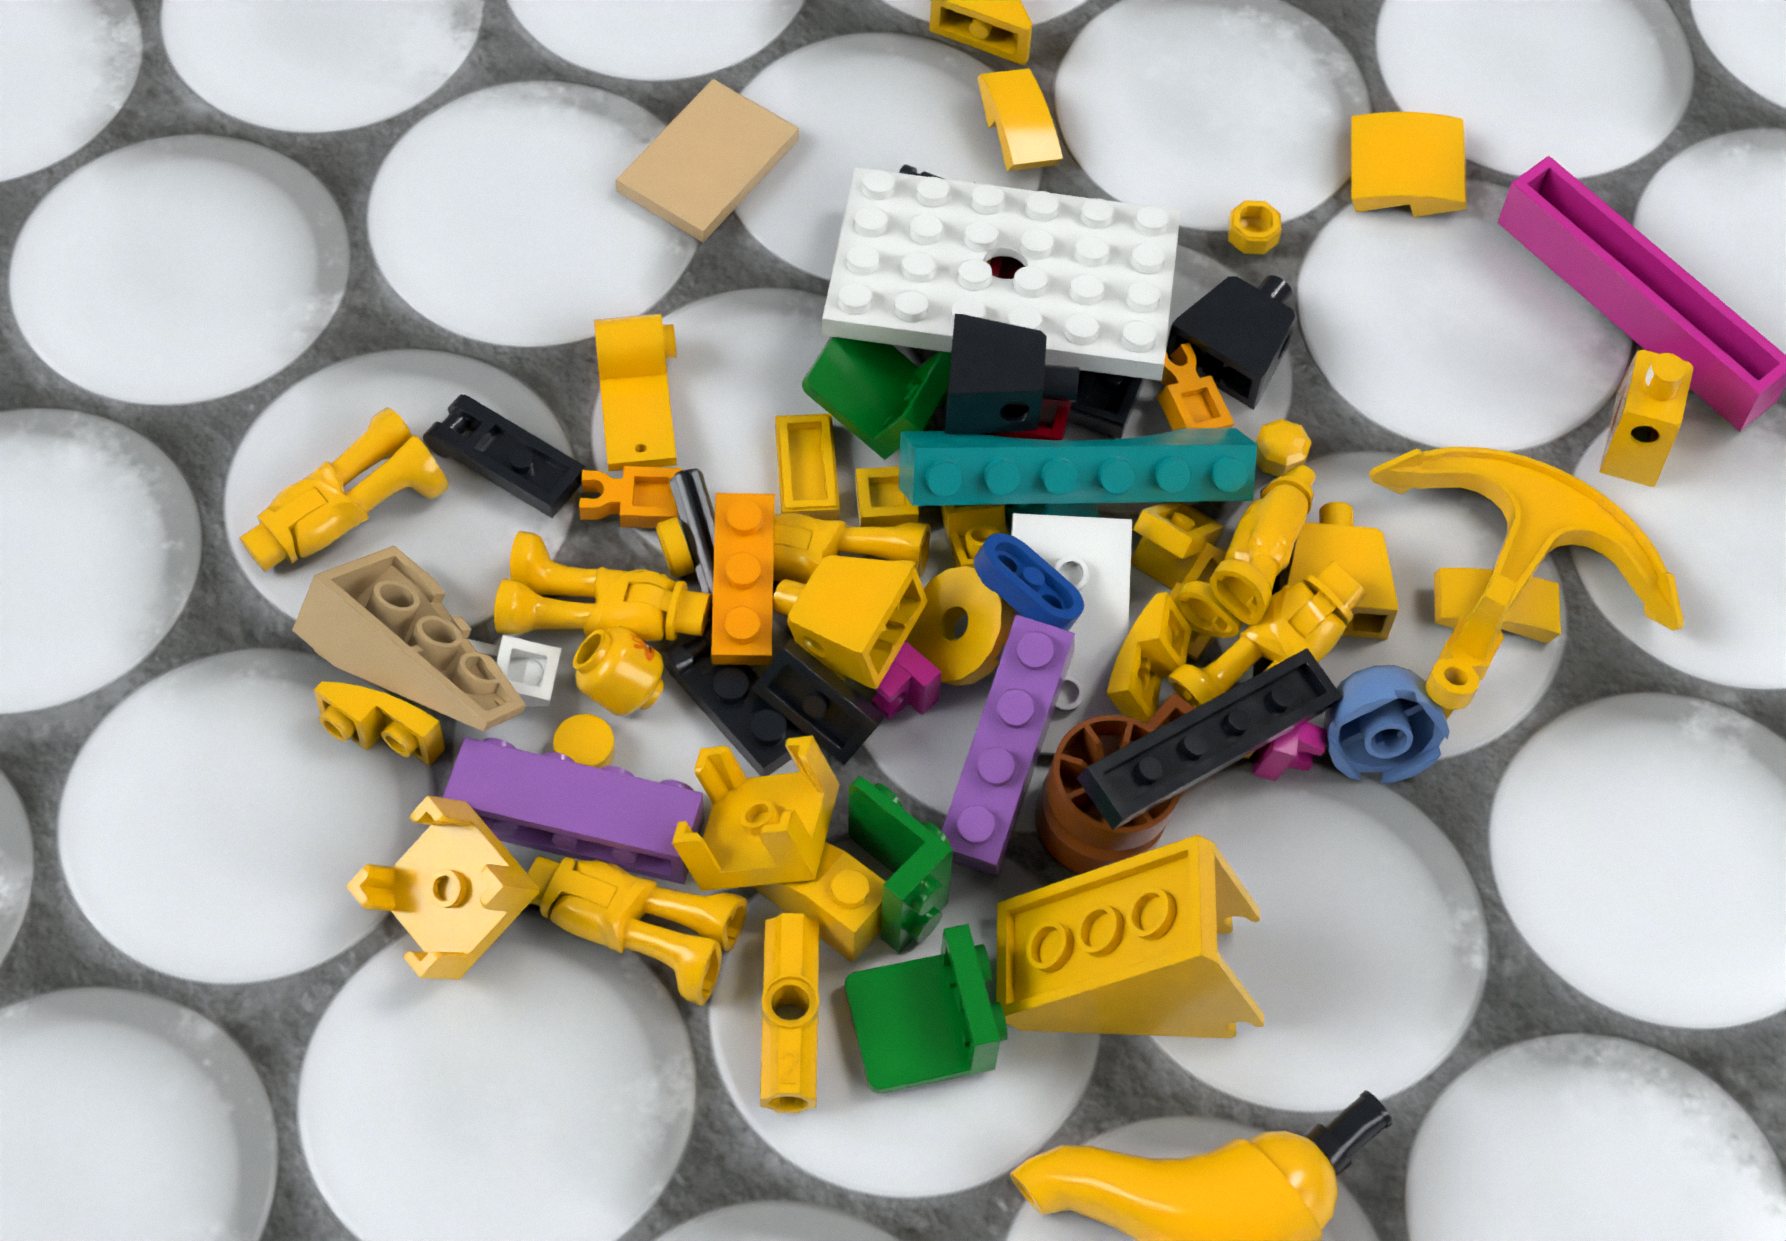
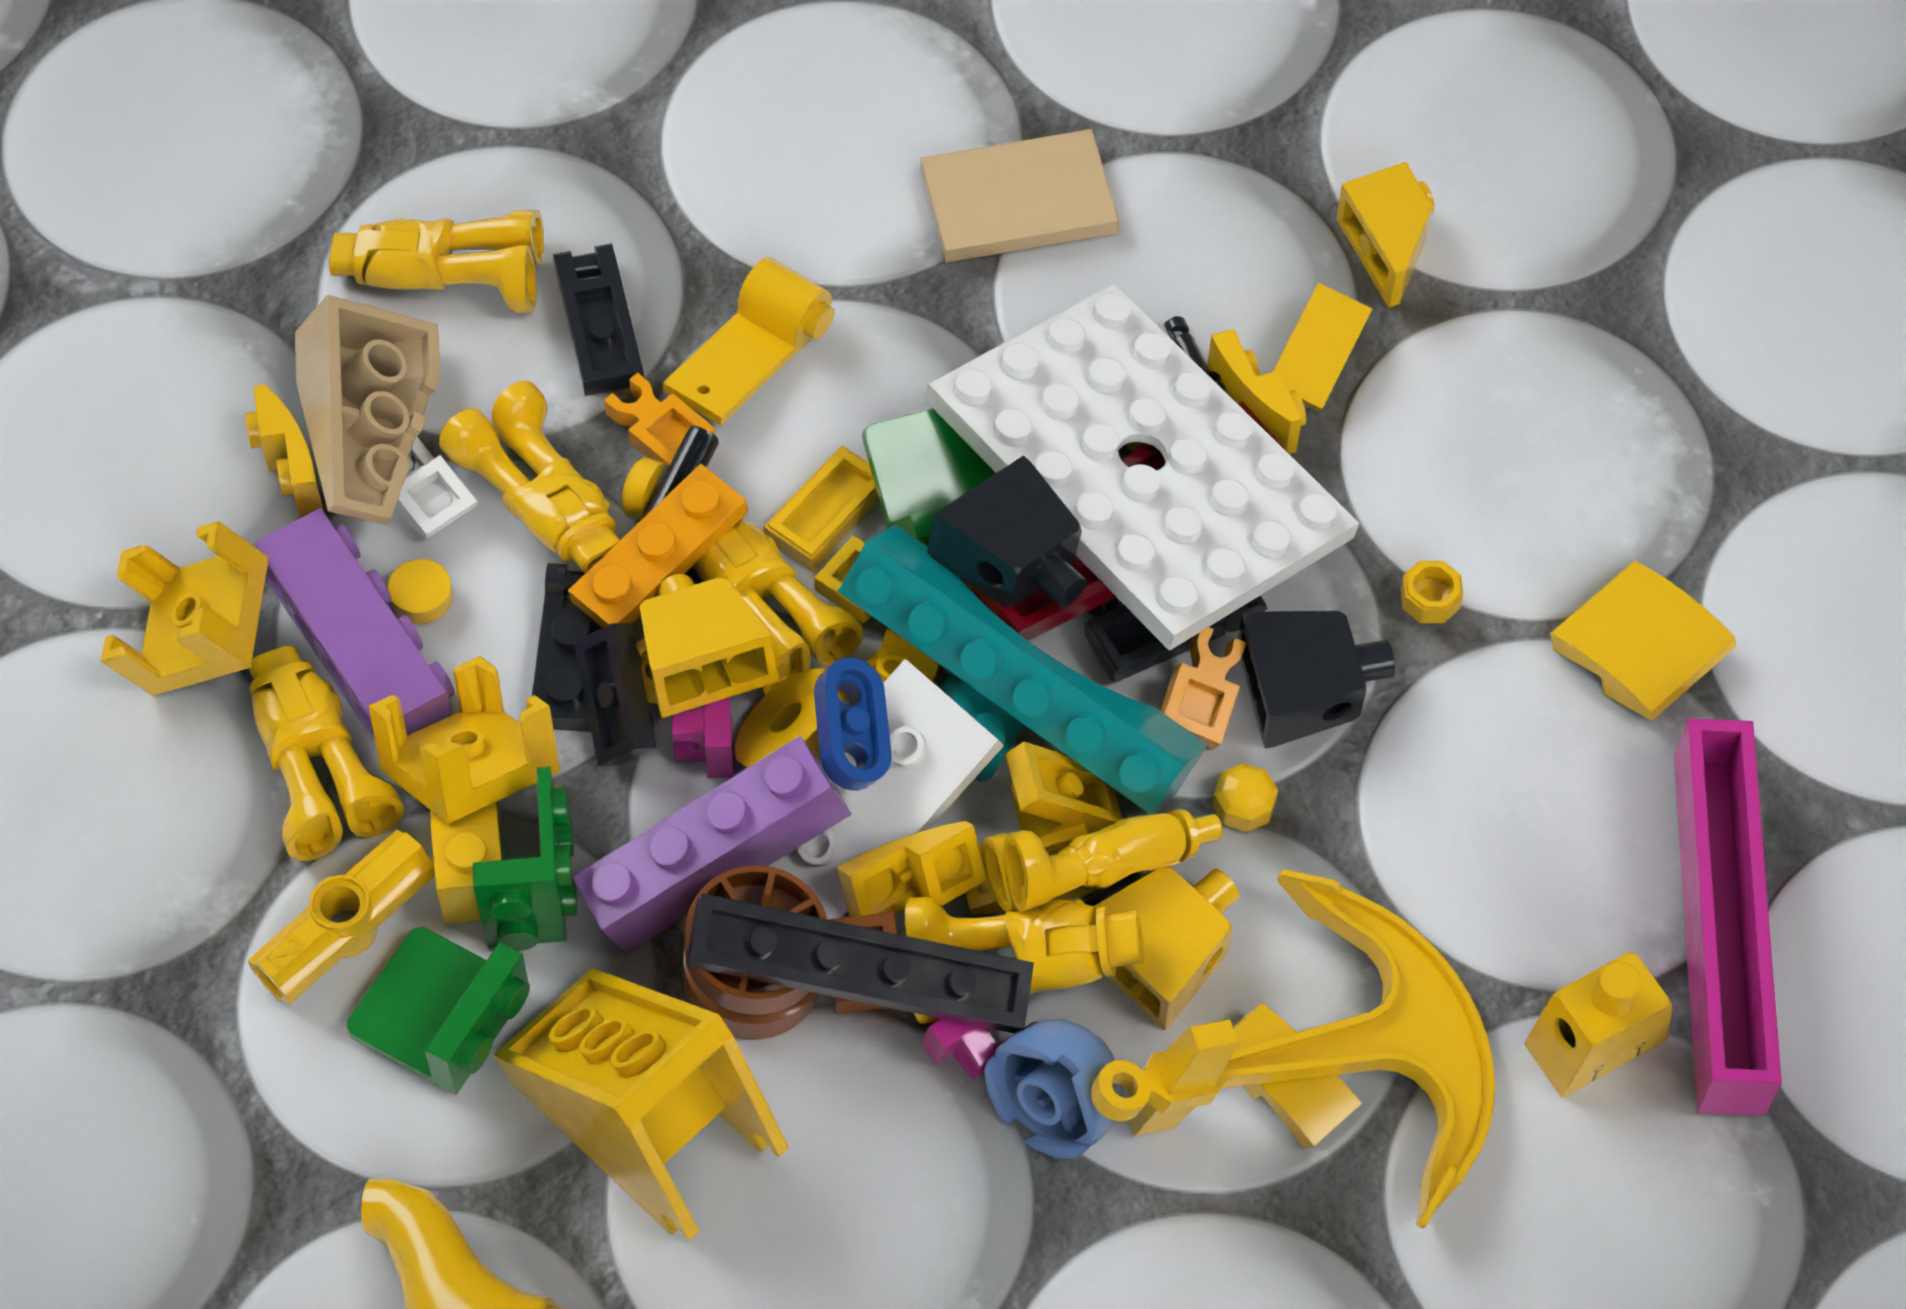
camera: 45 degrees right, 0 degrees up
(618, 671) = (494, 550): yellow head -> none
(1027, 172) = (1263, 394): none -> yellow slope

